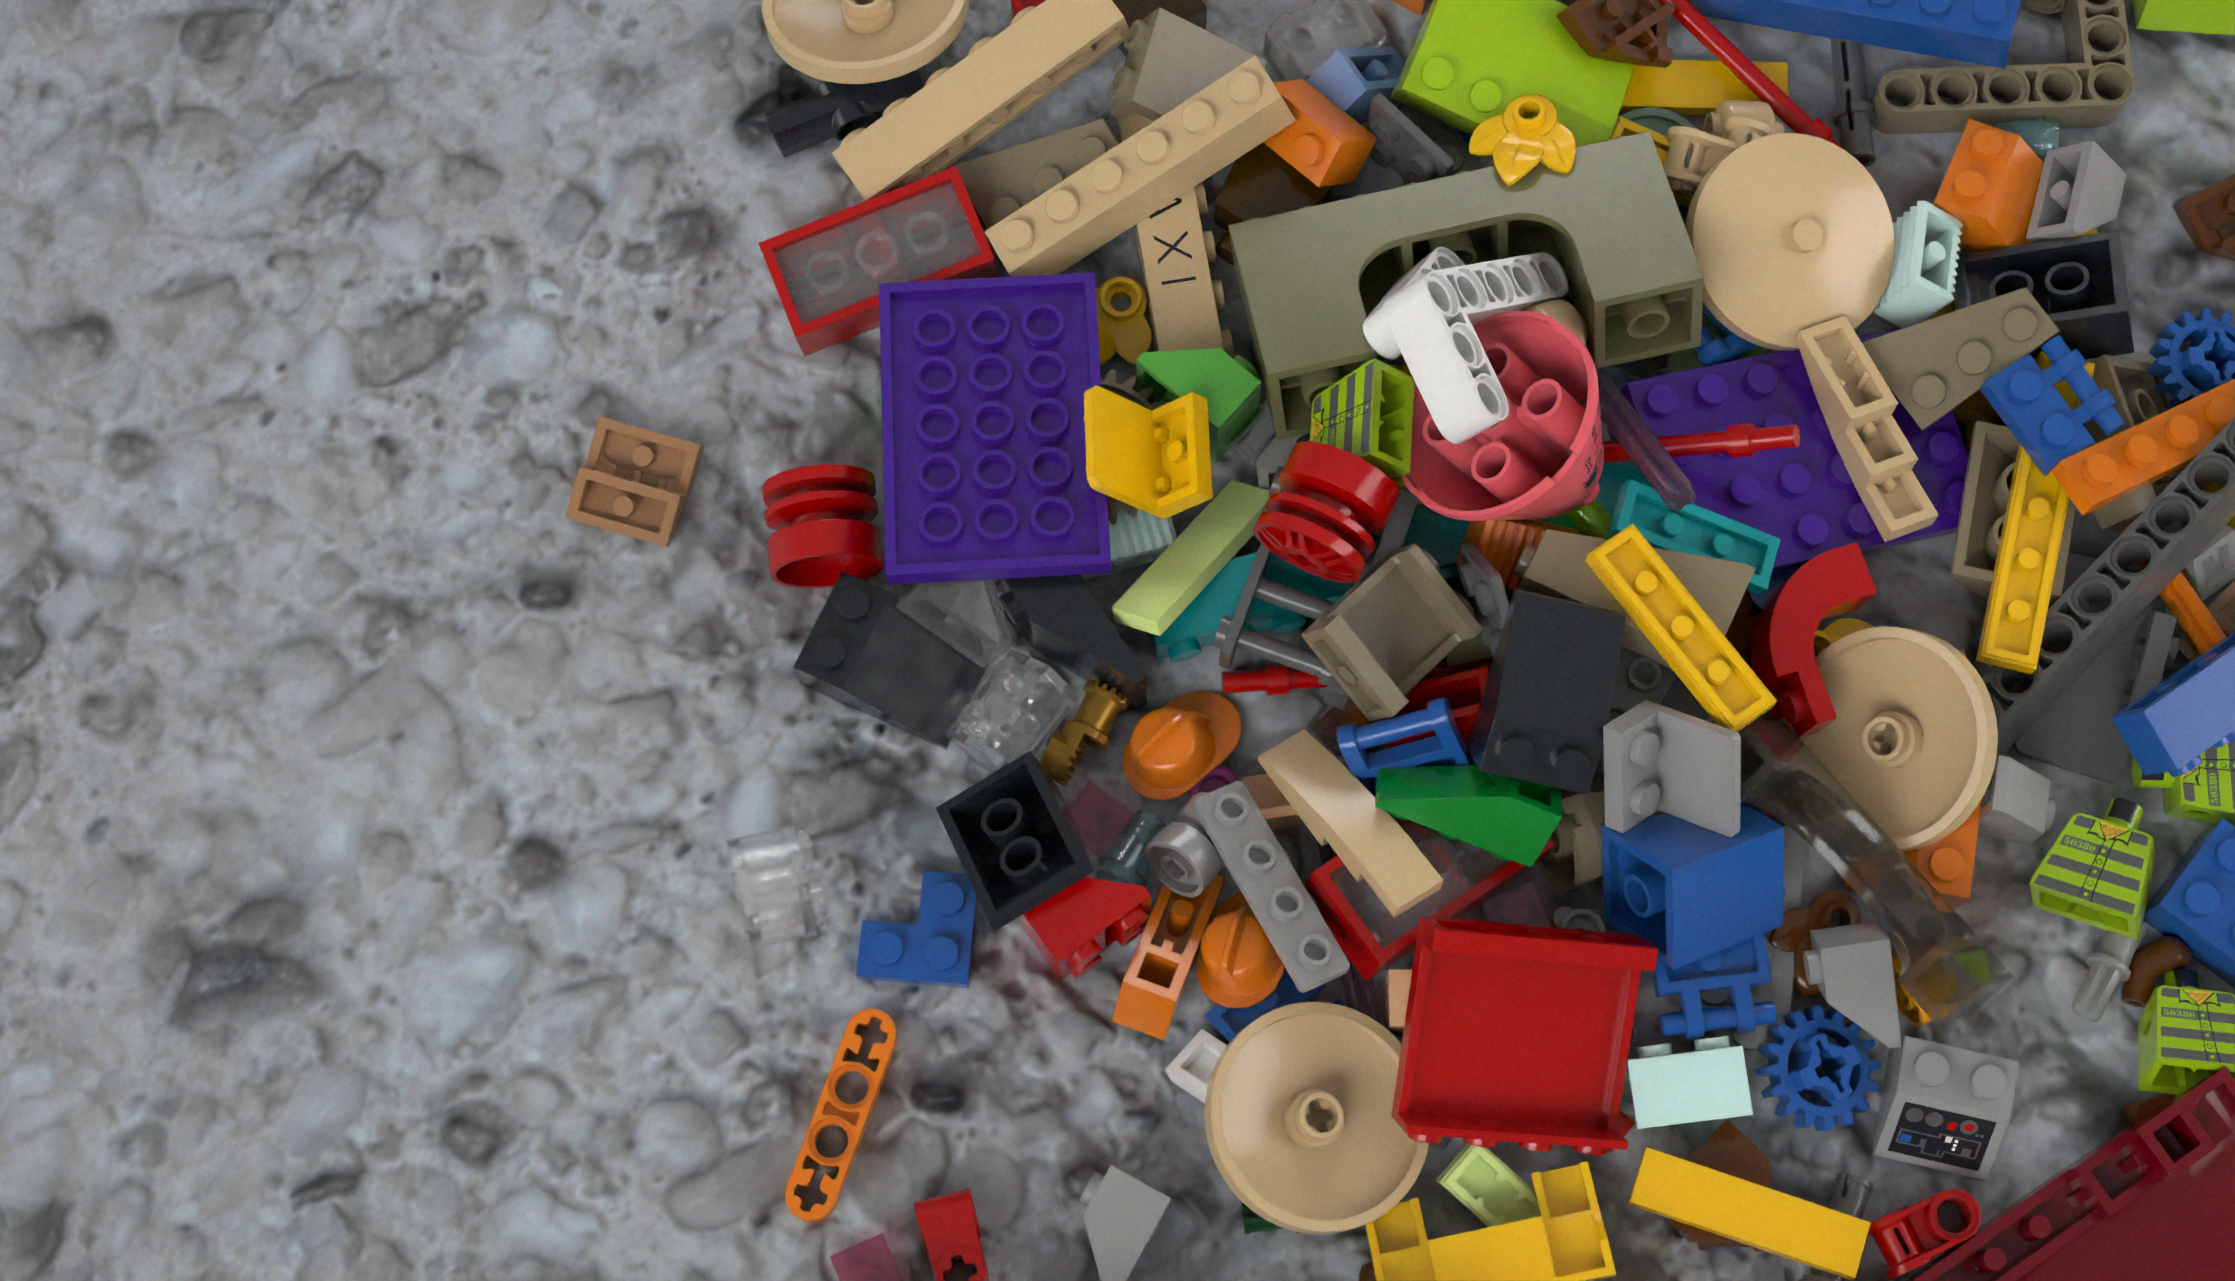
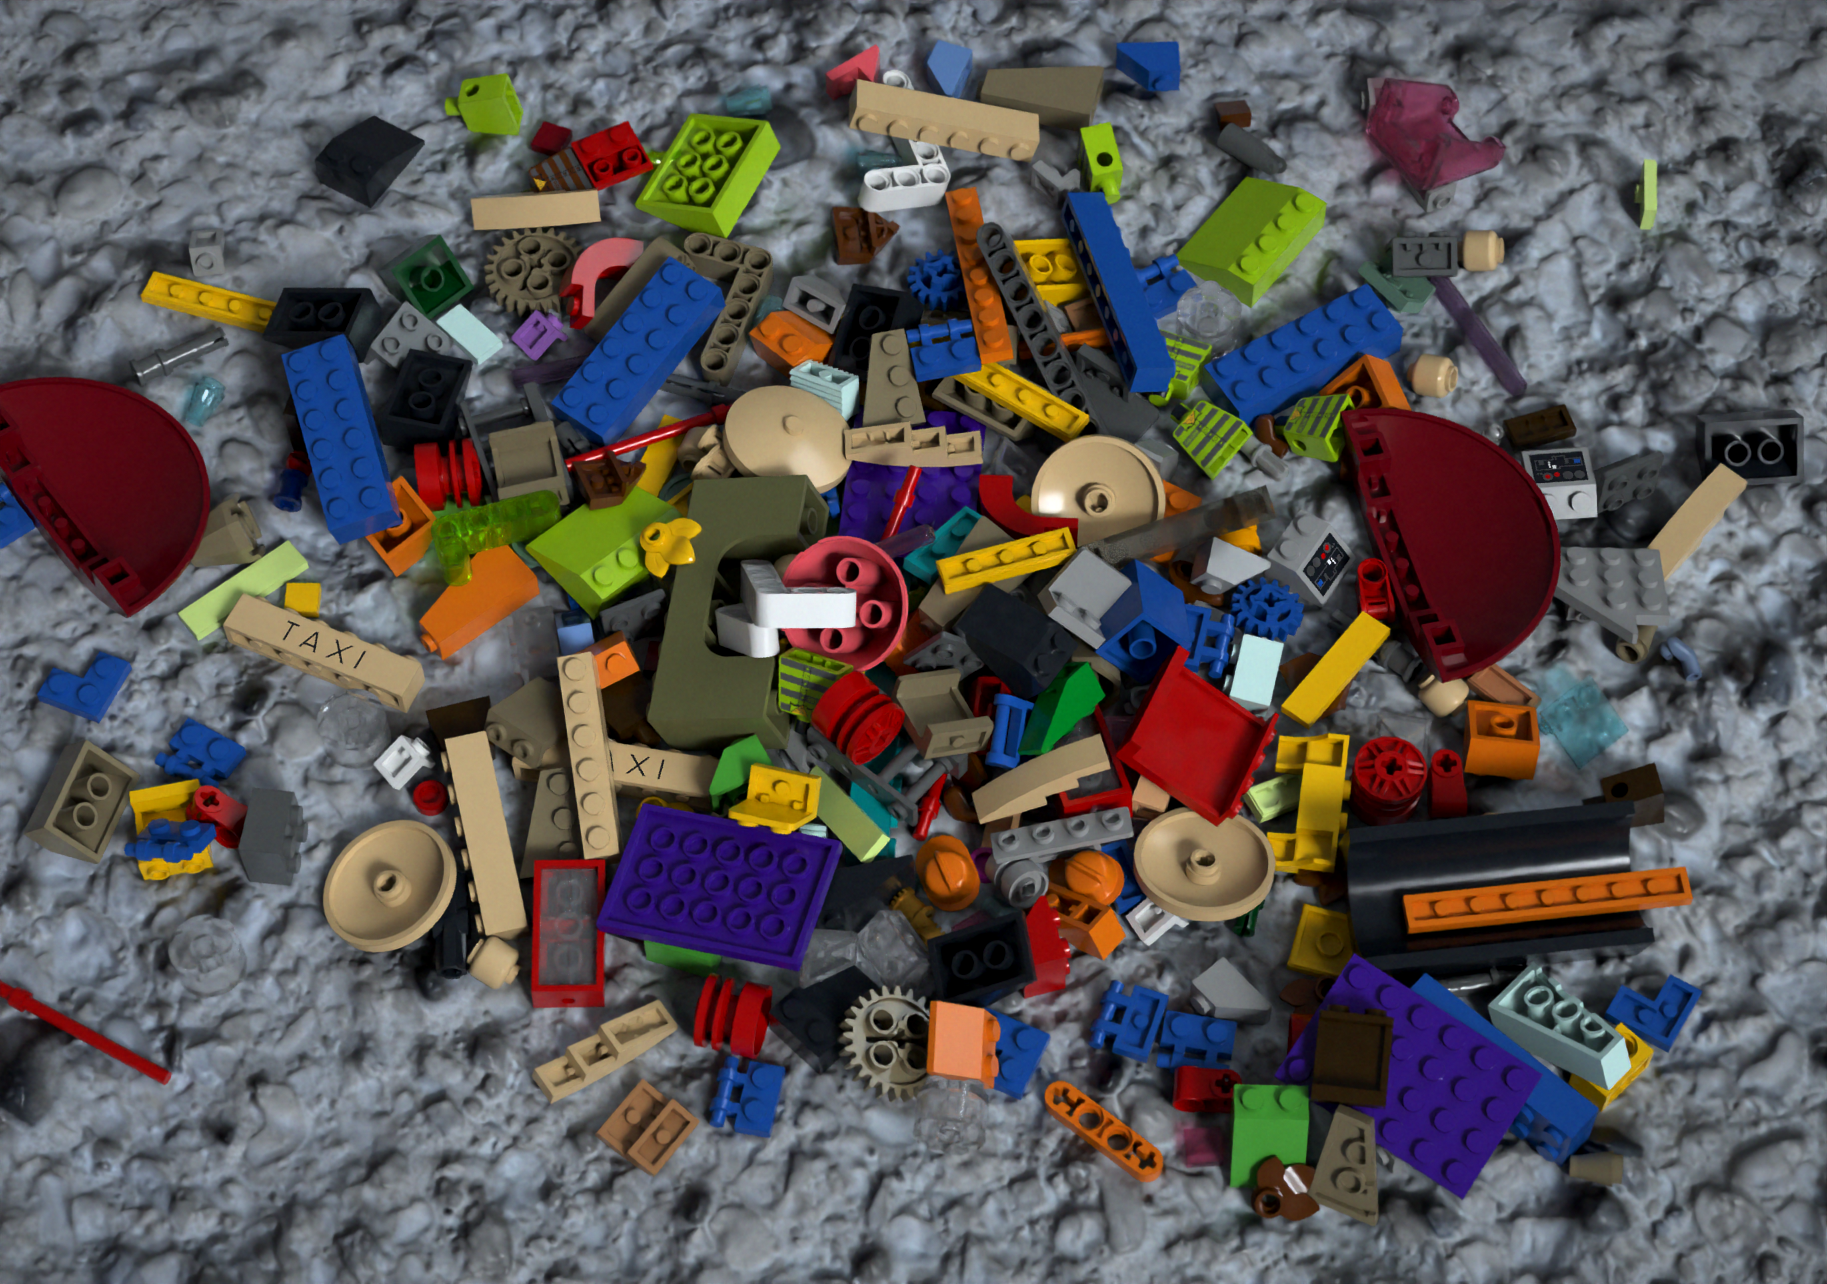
camera: 70 degrees left, 15 degrees down
(729, 381) = (606, 1051): none -> tan slope
(731, 612) = (758, 1100): none -> blue plate
(806, 182) = (494, 962): none -> tan head
(814, 782) = (893, 1013): none -> dark tan gear
(881, 861) = (962, 1043): none -> orange slope
(1030, 1109) = (1139, 1024): none -> blue plate
(1046, 1206) = (1197, 1036): none -> blue plate
(1300, 714) = (959, 806): none -> reddish brown arm
(1908, 590) = (1014, 462): none -> clear slope

